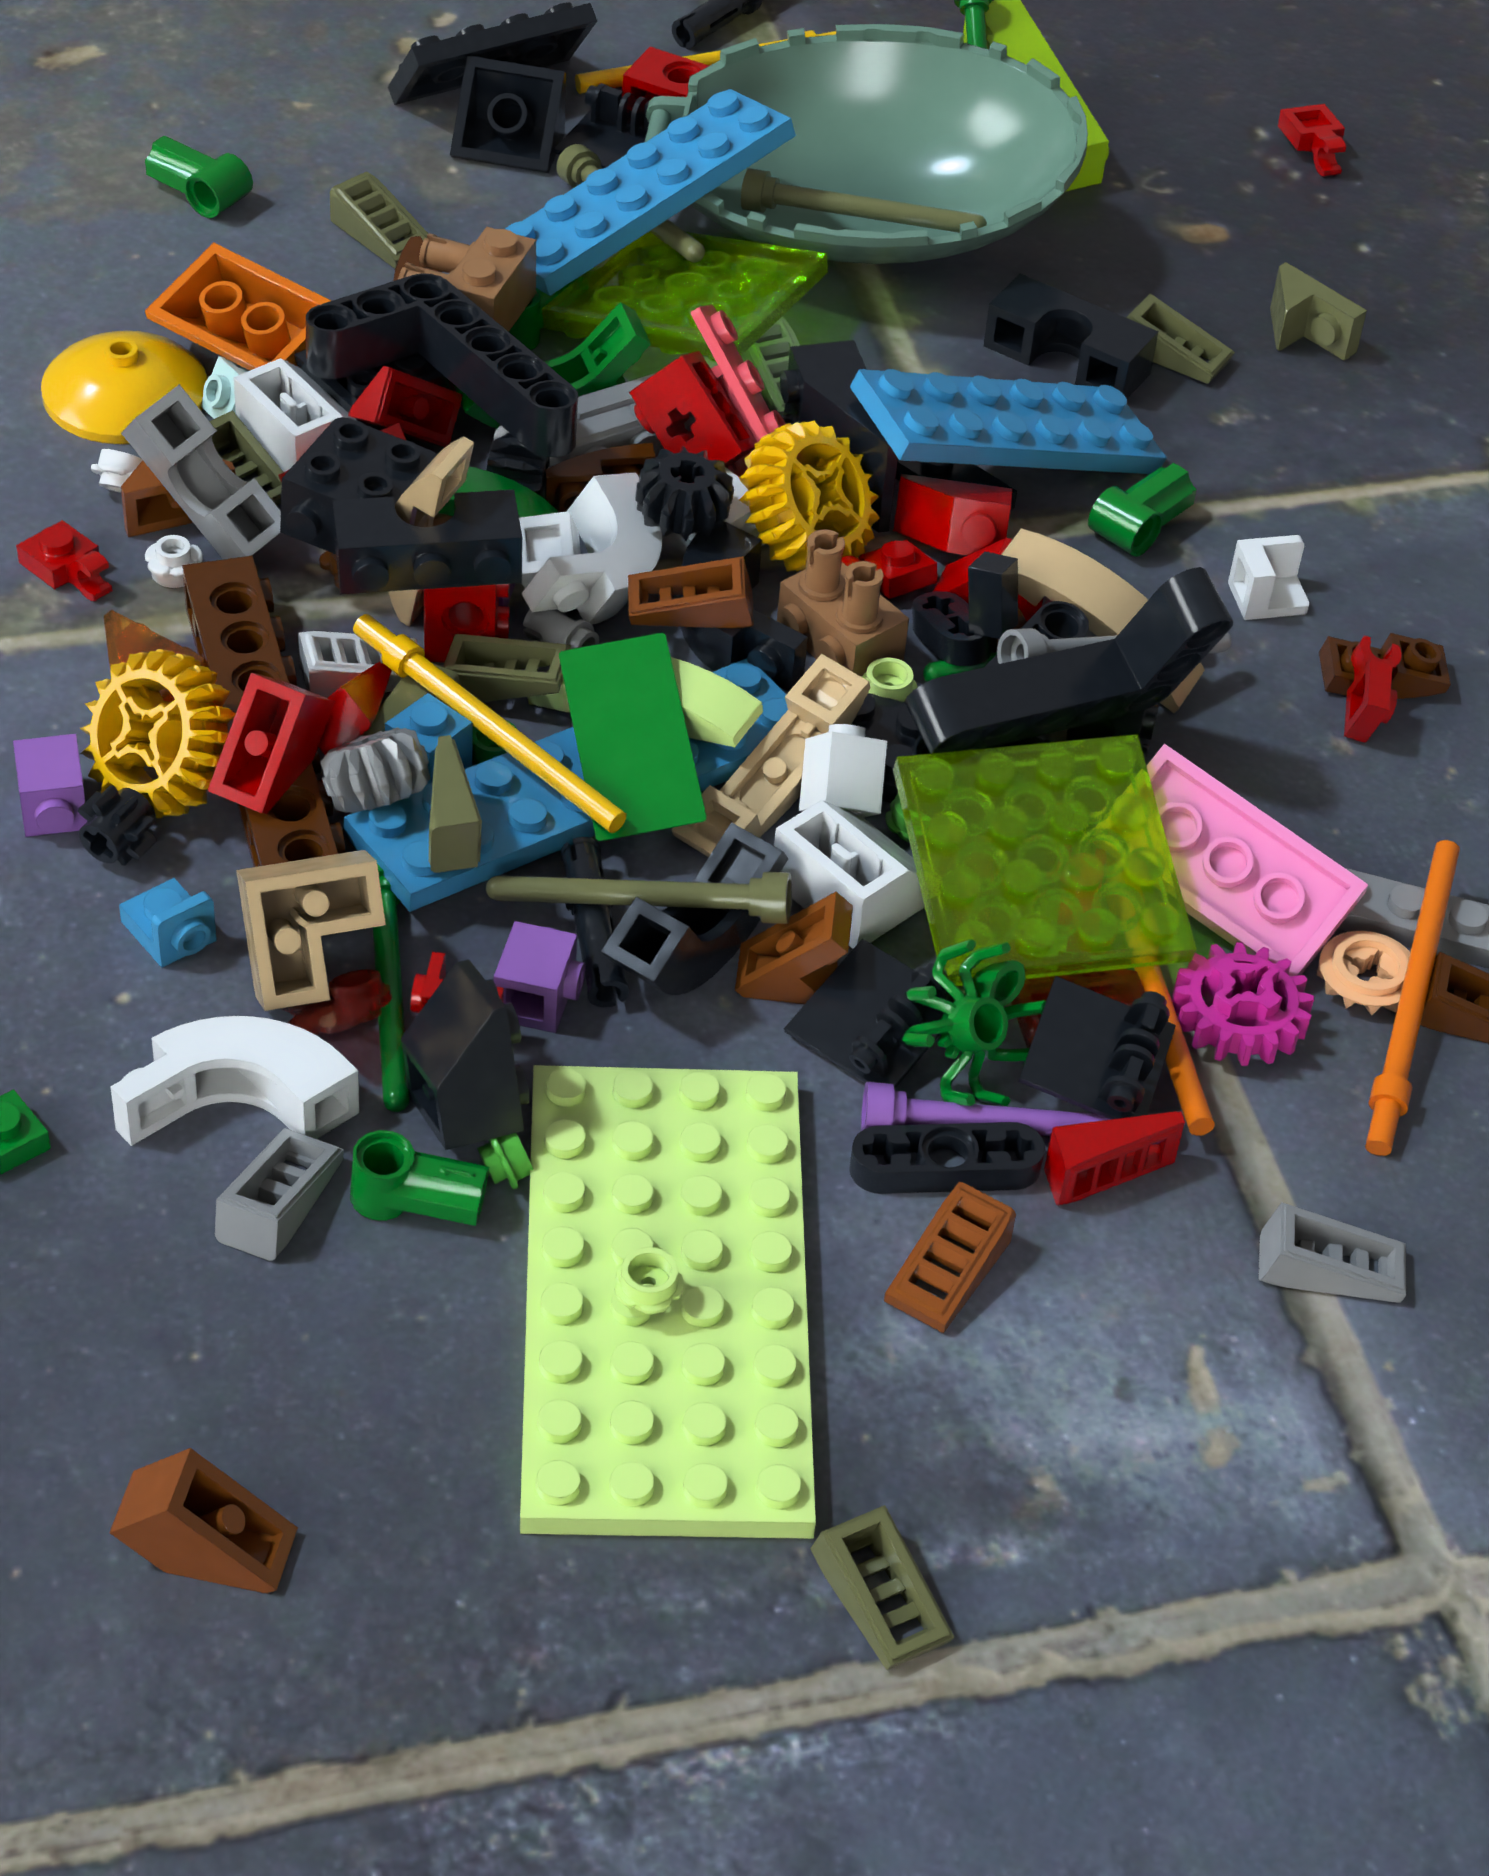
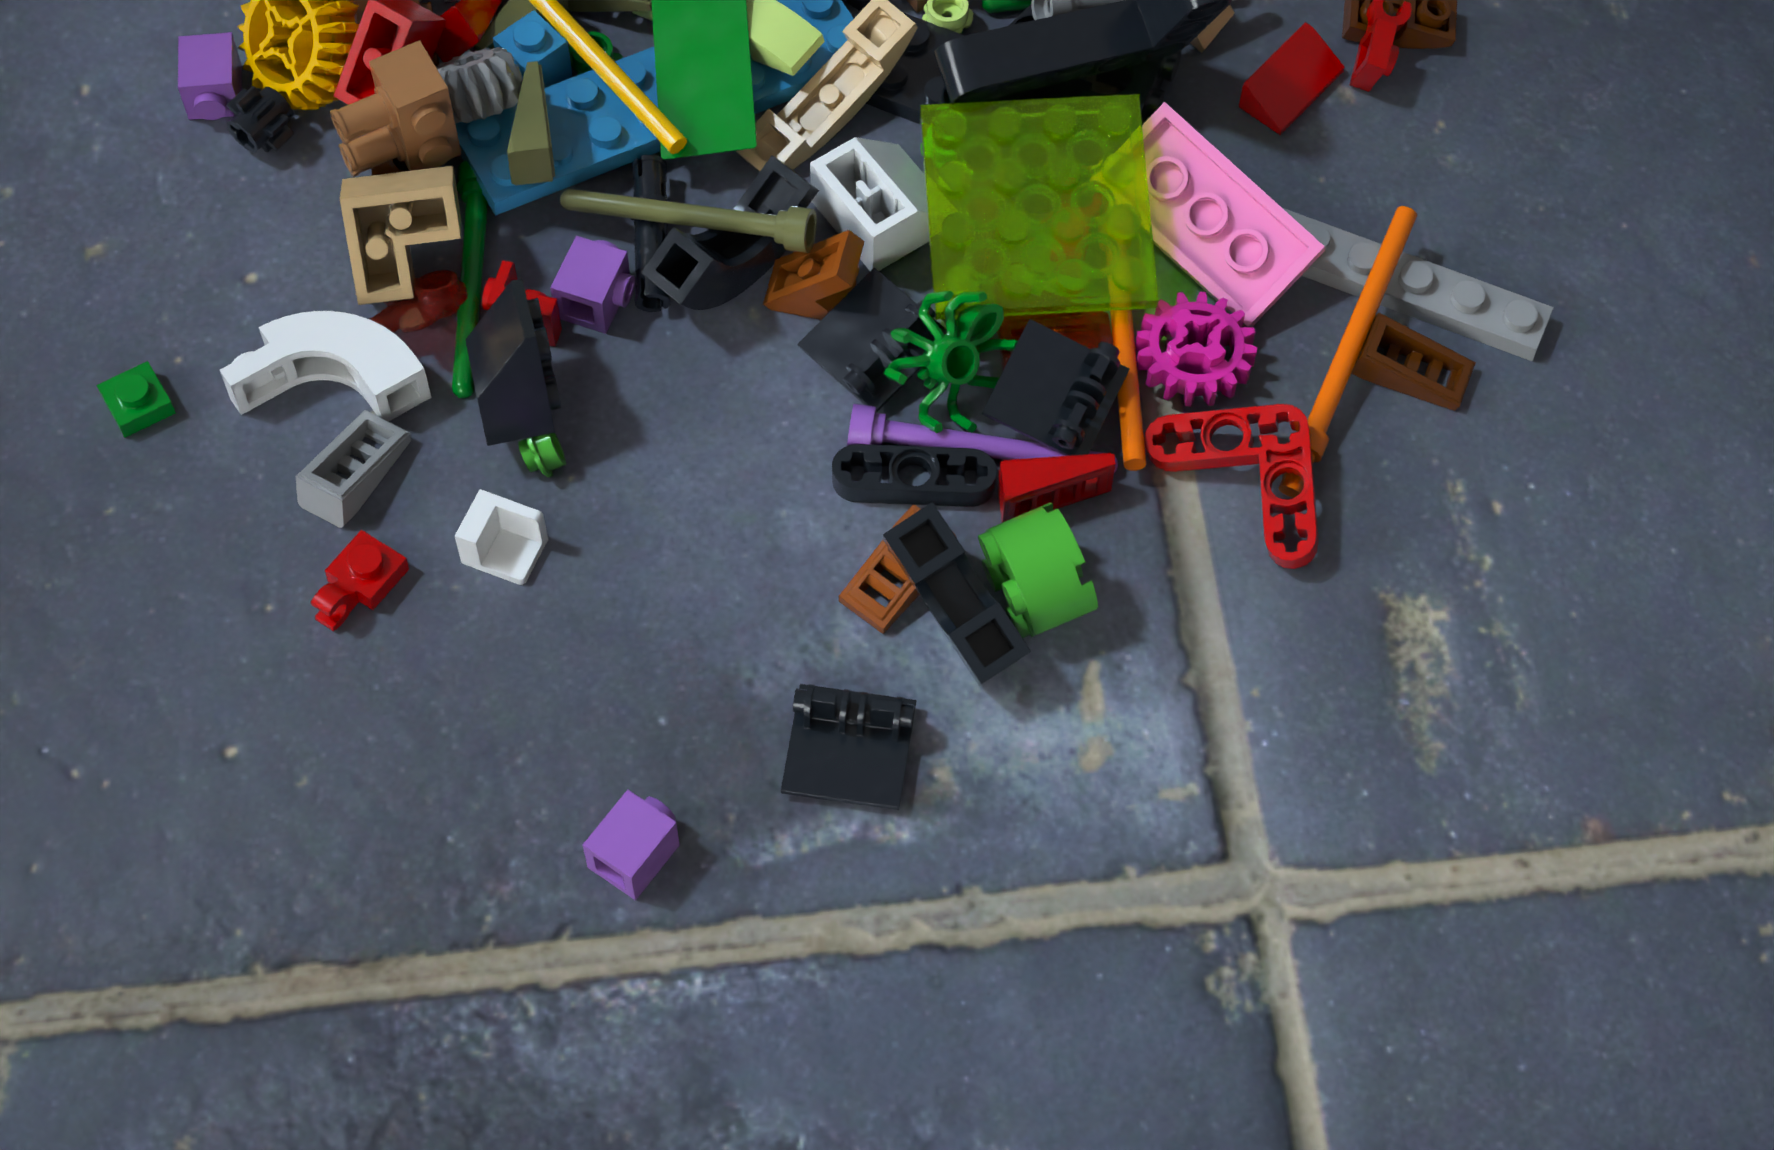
camera: 10 degrees right, 15 degrees up
(170, 921) = (295, 210): dark azure bracket -> none
(203, 1524) = (251, 761): dark orange slope -> none
(304, 1307) = (361, 574): none -> red plate
(309, 789) = (411, 108): none -> medium nougat brick
(396, 1179) = (466, 467): green piece -> none
(474, 1253) = (501, 537): none -> white panel
(652, 1267) = (630, 565): yellowish green plate -> none
(688, 1411) = (656, 588): yellowish green plate -> none
(692, 1585) = (632, 843): none -> medium lavender brick
(844, 770) = (884, 105): white brick -> none
(880, 1533) = (773, 811): olive slope -> none
(931, 1455) = (848, 746): none -> black hinge
(1003, 1239) = (955, 594): none -> black arch
(1121, 1241) = (1038, 570): none -> bright green brick
(1281, 732) = (1290, 80): none -> red slope
(1290, 1257) = (1220, 608): light grey slope -> none
(1353, 1105) = (1271, 456): none -> red beam
(1354, 953) = (1307, 304): light nougat gear -> none

